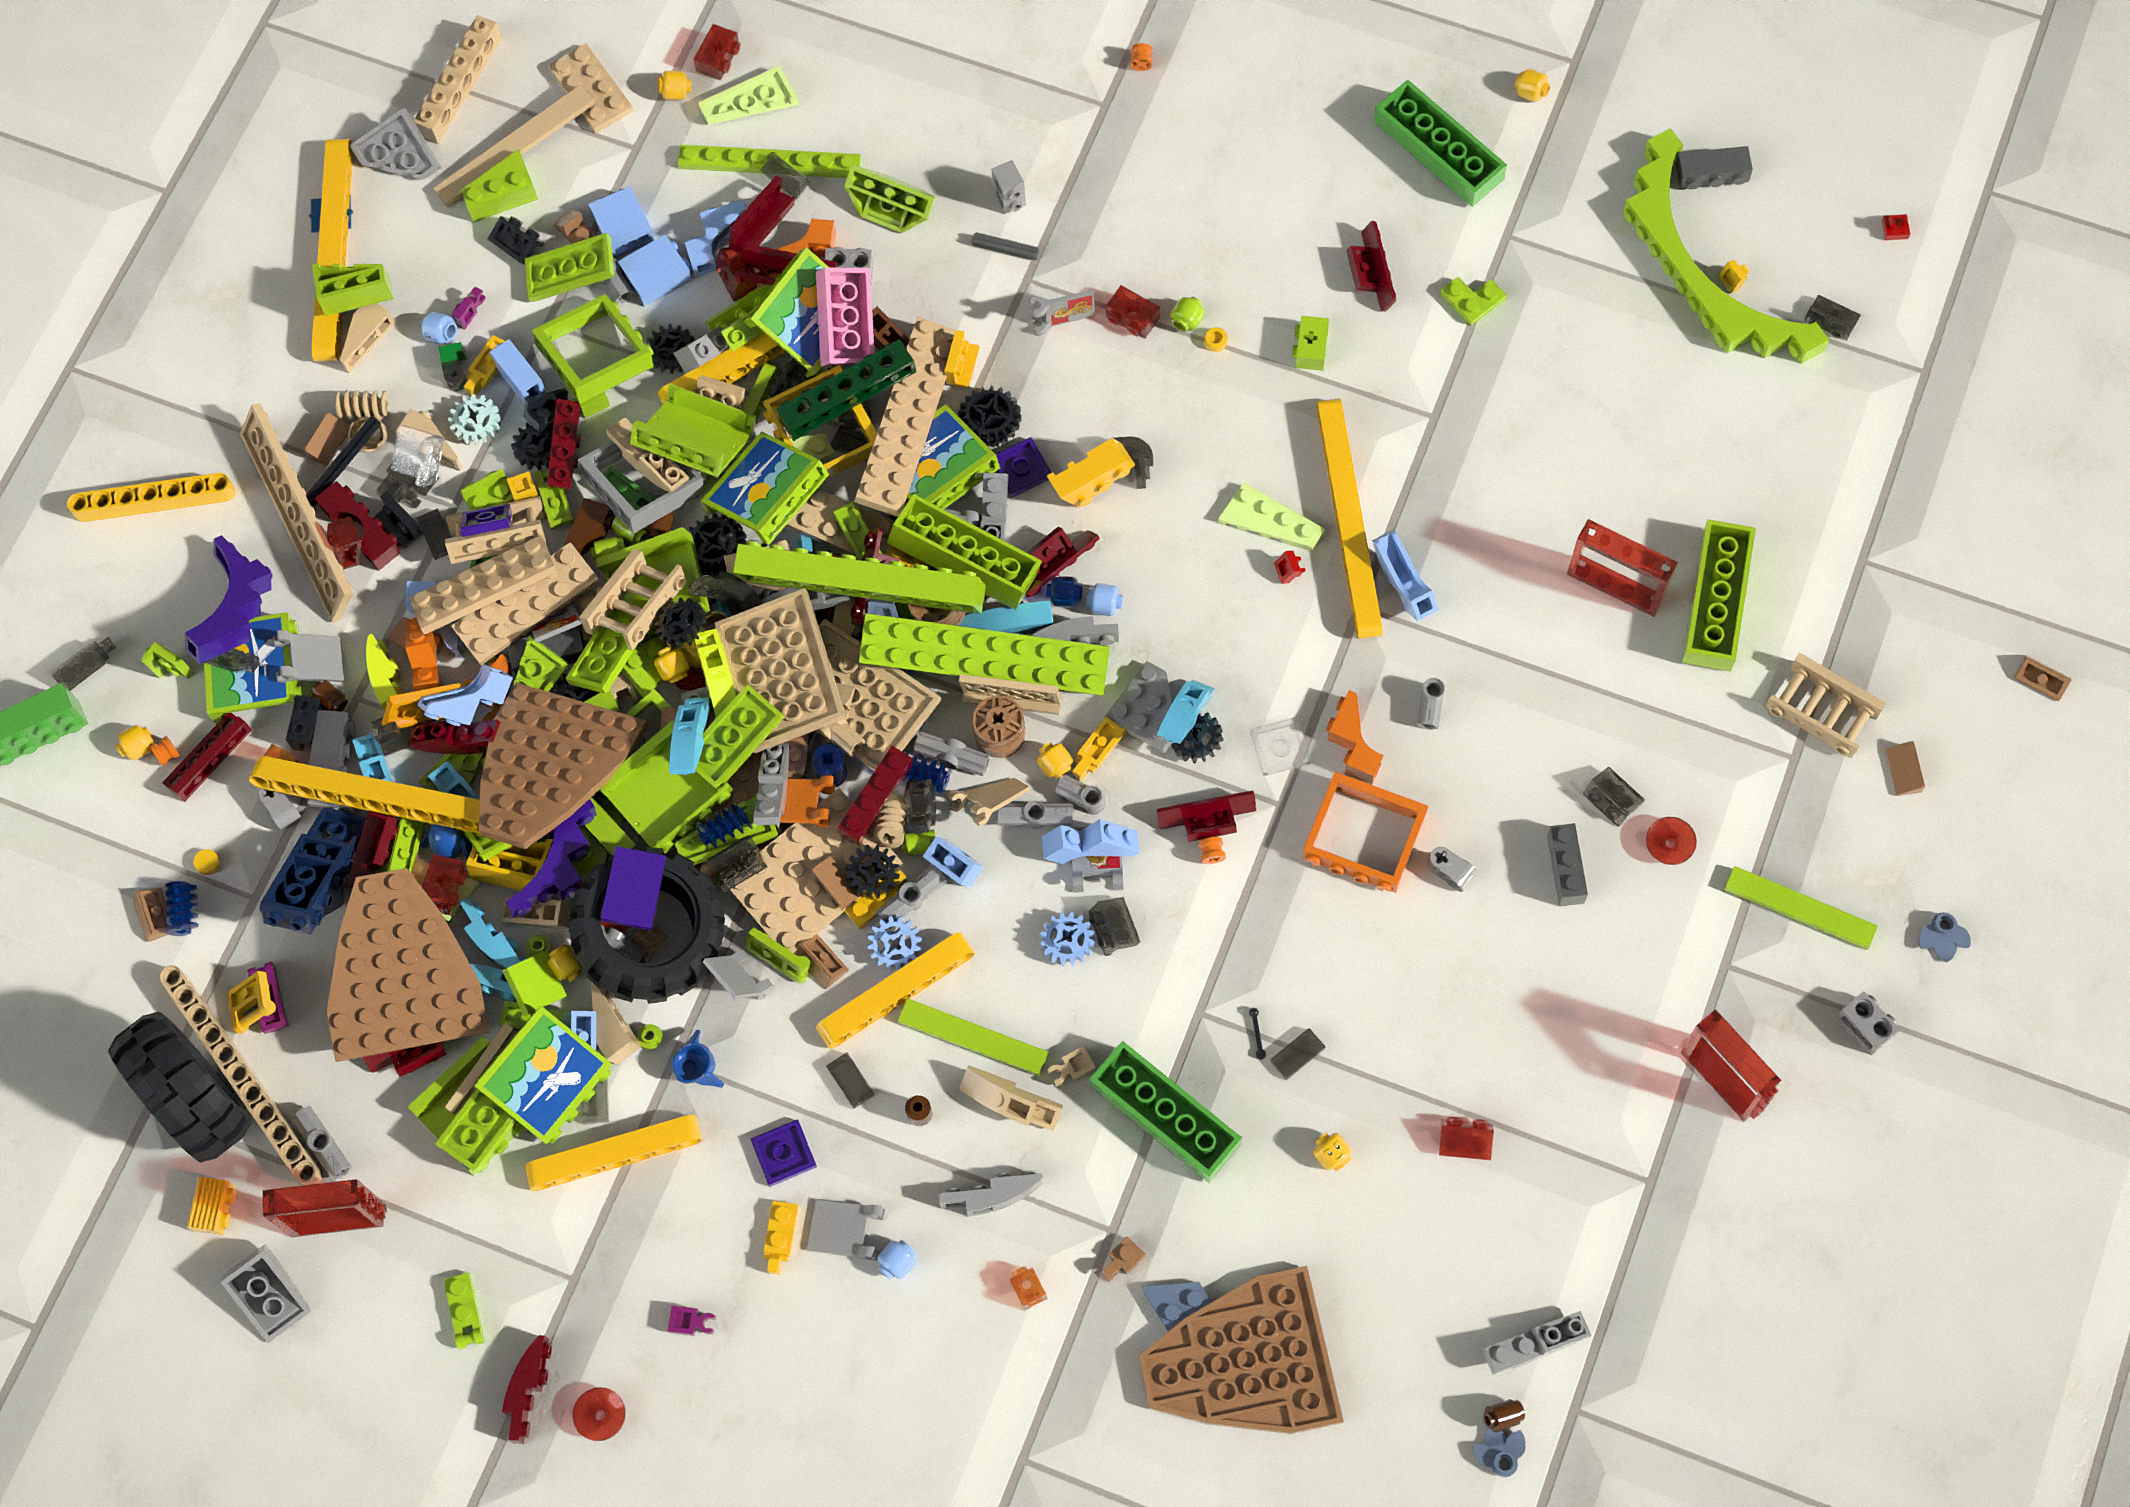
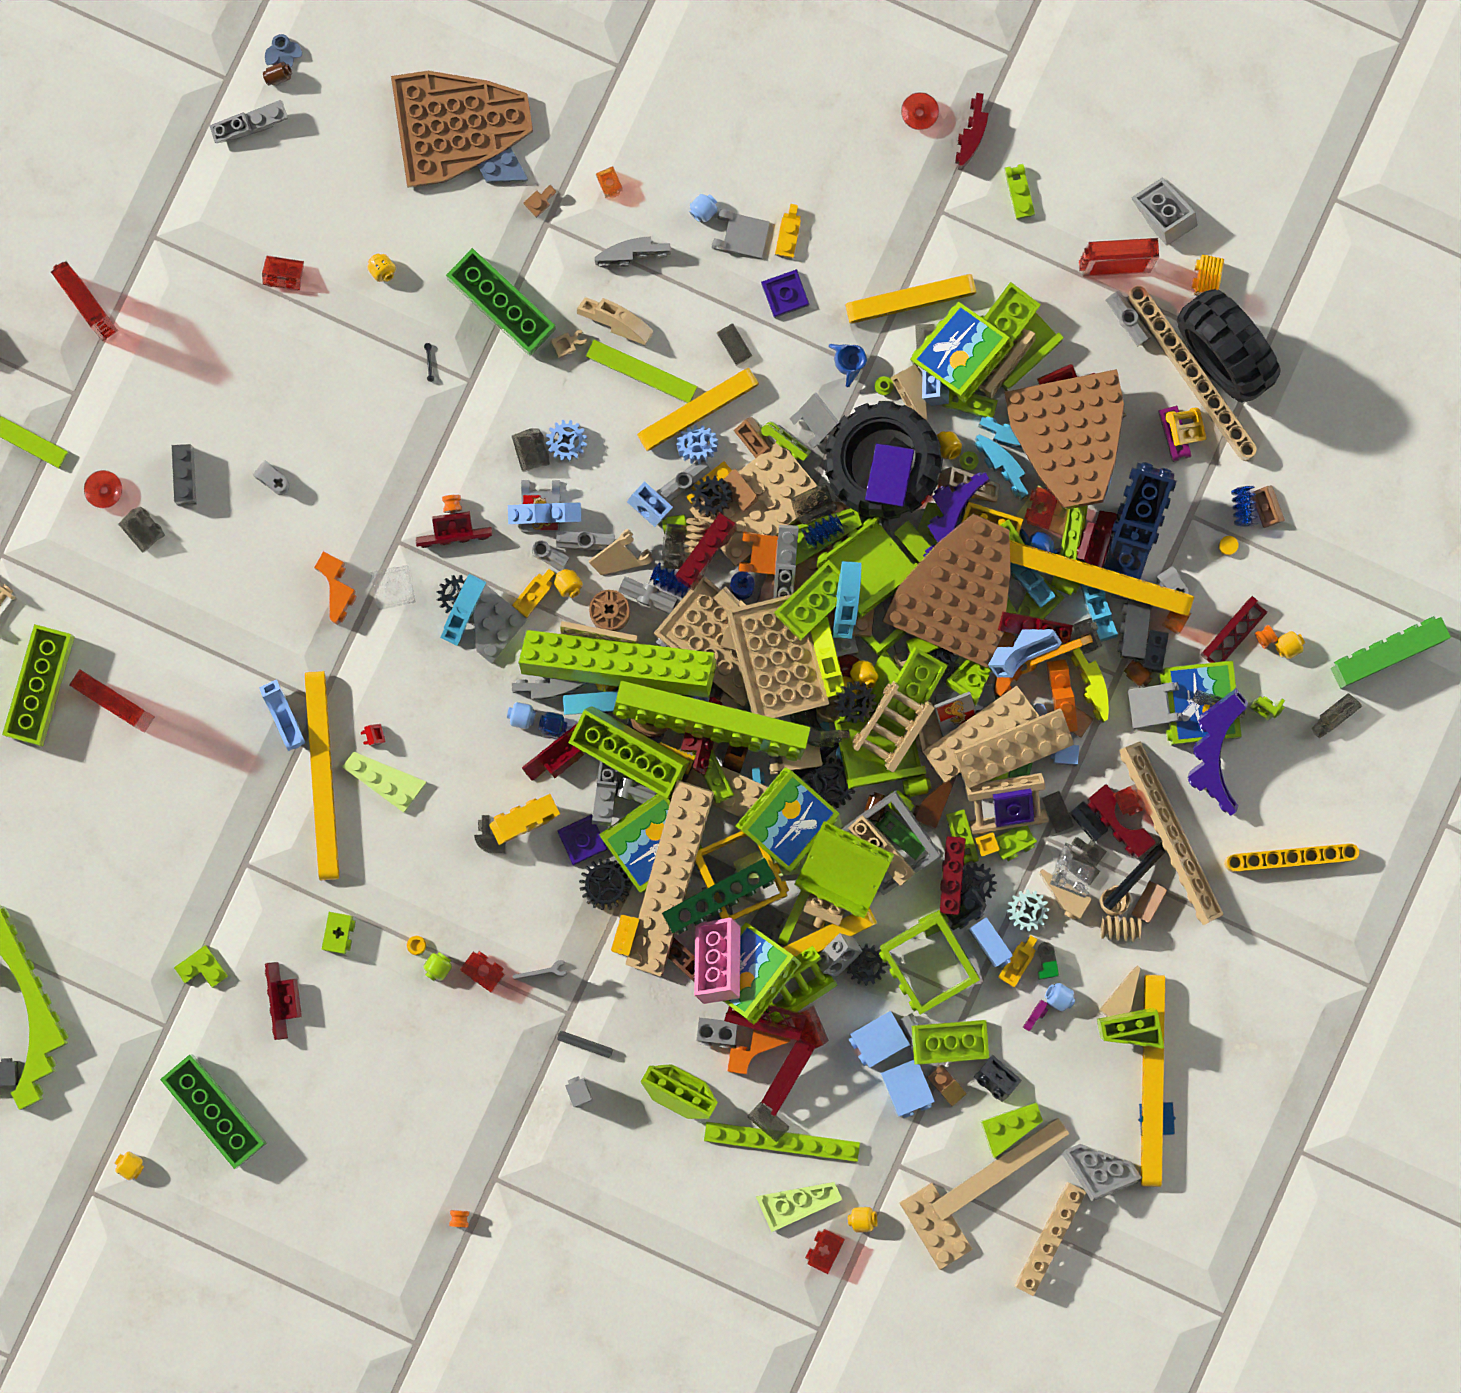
camera: 175 degrees right, 15 degrees up
(534, 983) = (970, 426): lime tile -> none
(686, 1321) = (858, 173): magenta plate -> none
(716, 225) = (827, 1078): light blue arch -> none
(922, 1117) = (683, 320): reddish brown brick -> none
(1297, 1054) = (400, 344): clear smoke tile -> none
(1381, 798) = (320, 538): orange window -> none
(1430, 705) = (273, 610): light grey piece -> none

